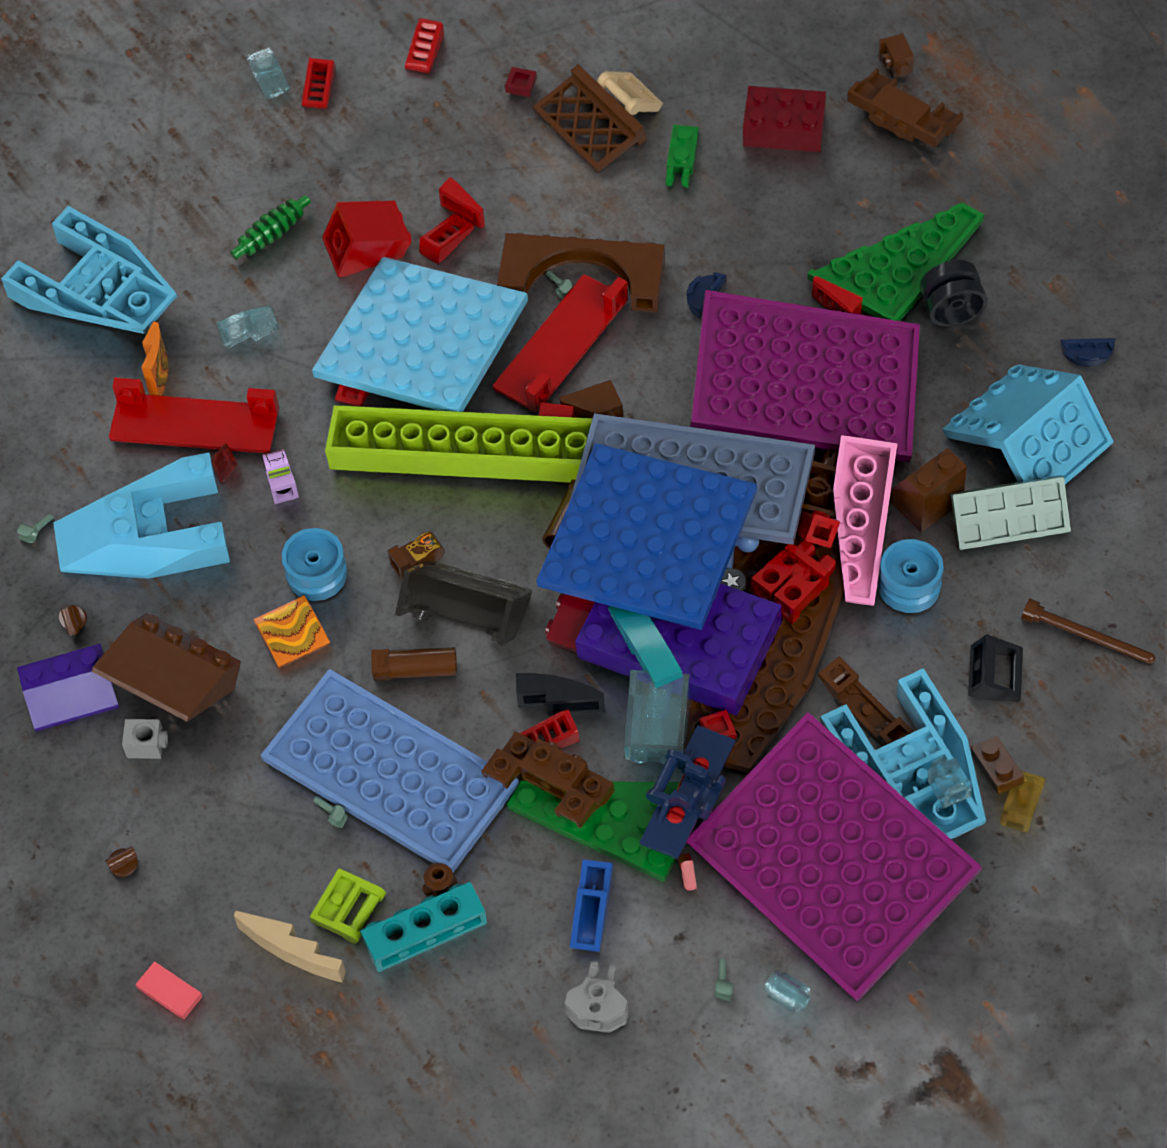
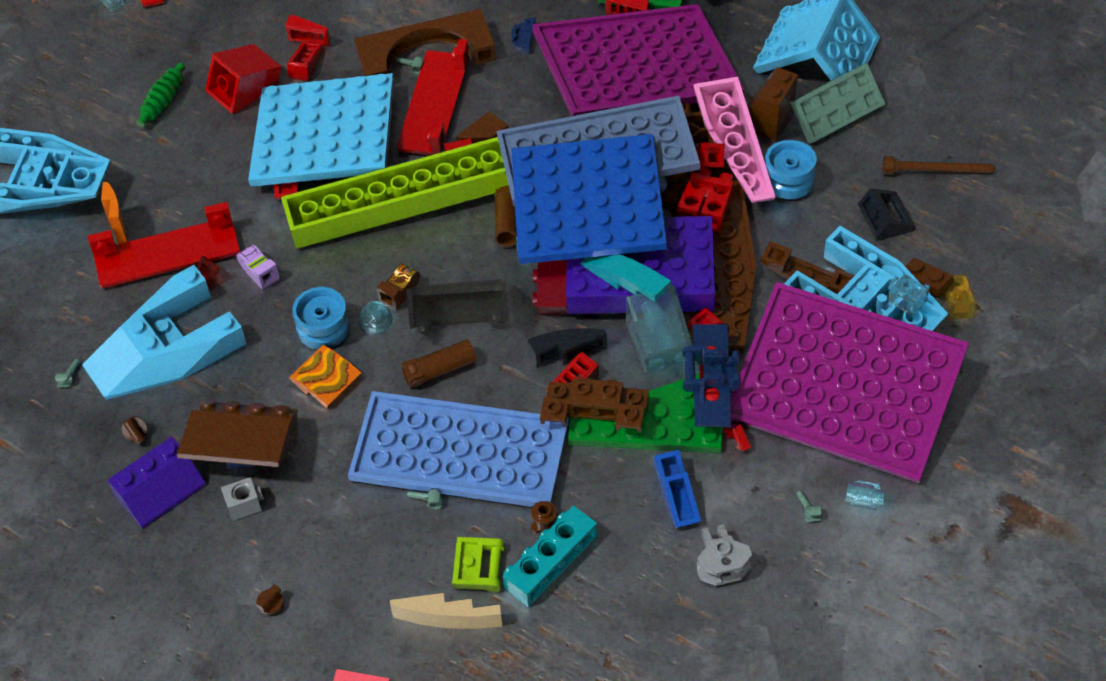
camera: 25 degrees left, 5 degrees down
(250, 323) = (172, 170): clear light blue slope -> none
(375, 583) = (375, 317): none -> clear light blue brick

